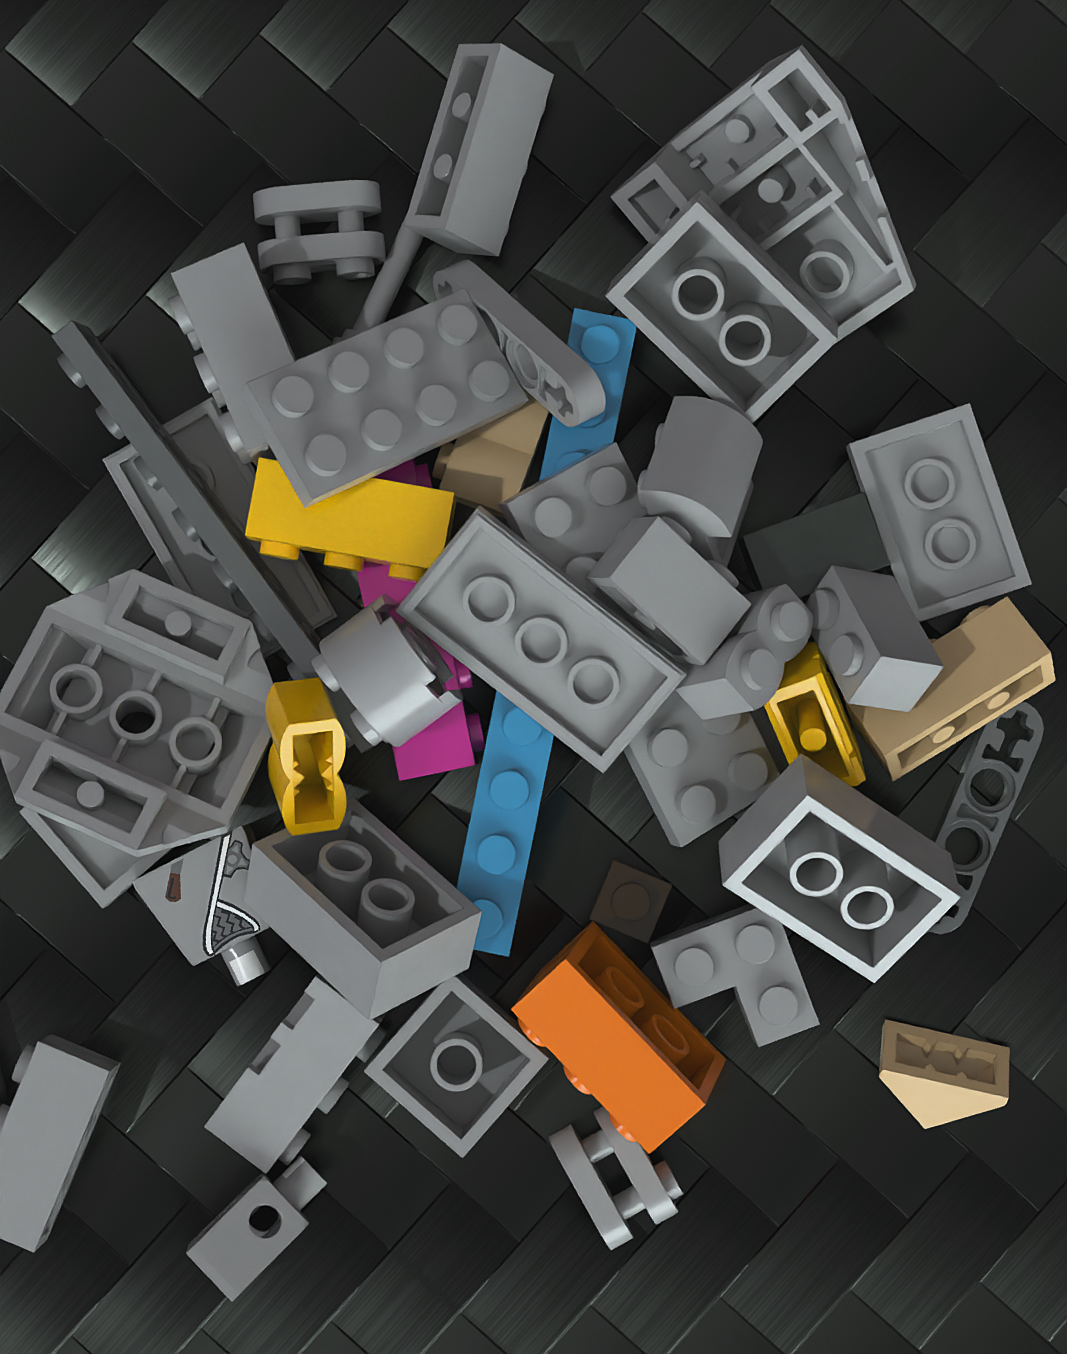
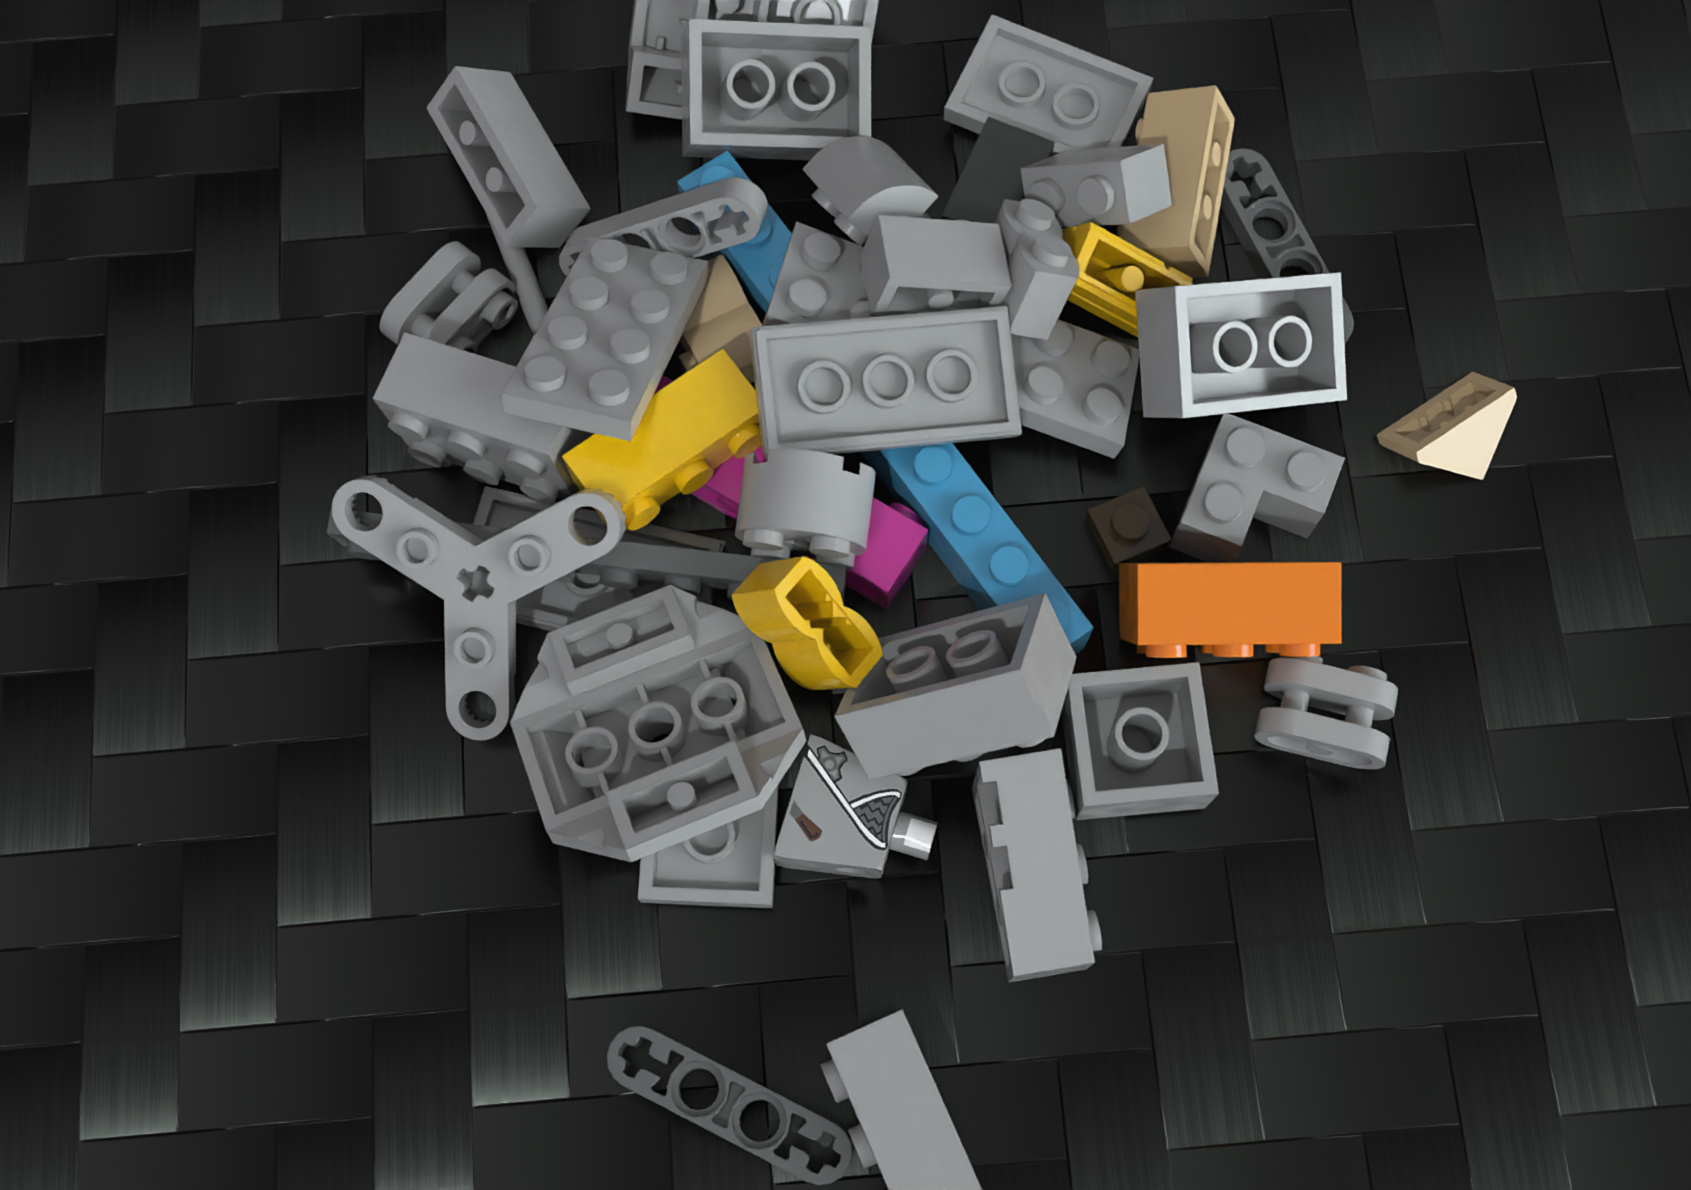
camera: 50 degrees left, 15 degrees down
(113, 446) = (519, 559): none -> light grey piece
(236, 1251) = (1135, 1040): light grey torso -> none

